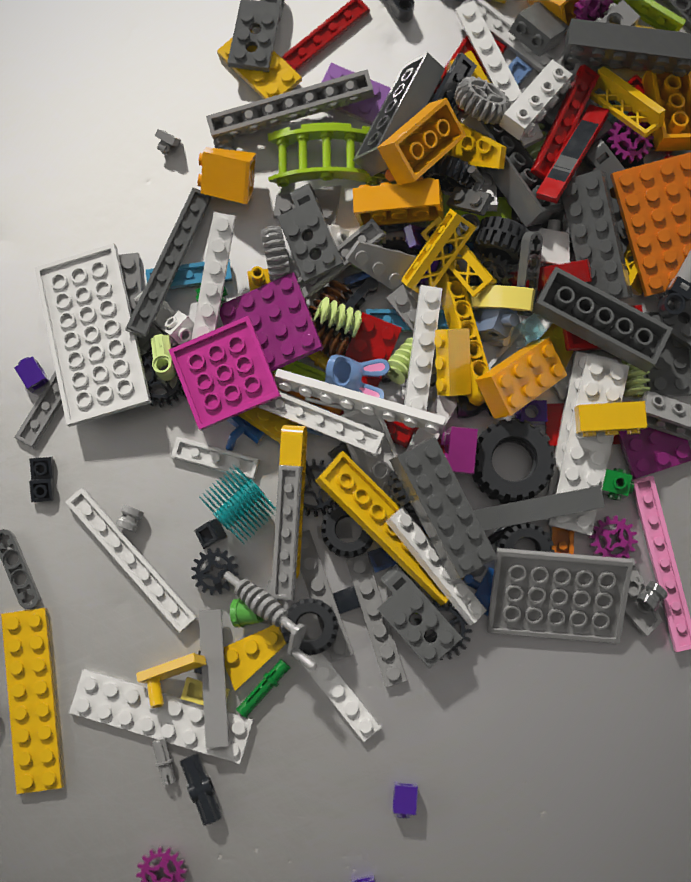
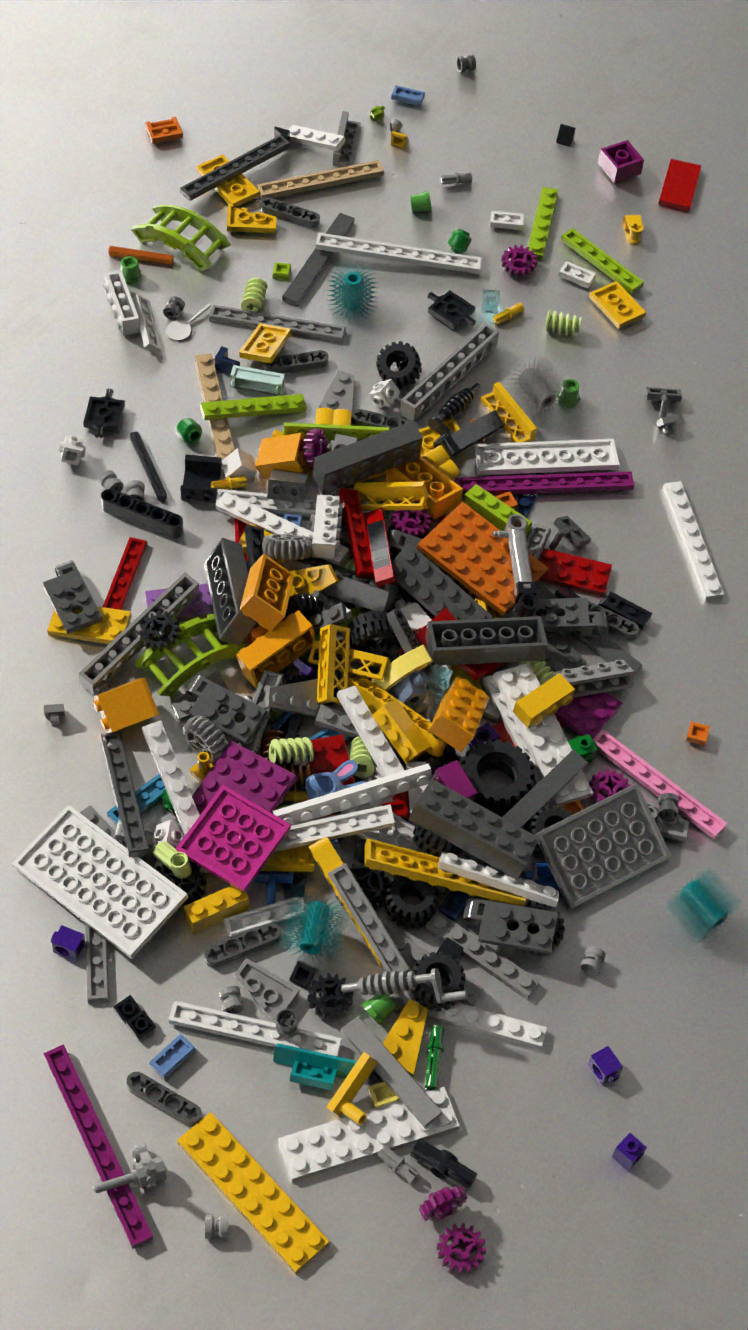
camera: 40 degrees left, 25 degrees down
(47, 536) = (172, 1056): none -> medium blue plate
(152, 573) = (286, 1018): none -> dark grey wheel
(153, 629) = (312, 1067): none -> teal bracket
(167, 528) = (265, 988): none -> light grey wing
(169, 828) = (443, 1203): none -> magenta gear
(171, 424) = (214, 908): none -> yellow brick
(176, 475) = (244, 947): none -> dark grey beam
(258, 451) = (296, 888): none -> black slope
(302, 120) = (169, 628): none -> black gear
(473, 692) = (592, 962): none -> light grey wheel
(606, 719) = (704, 905): none -> teal piece

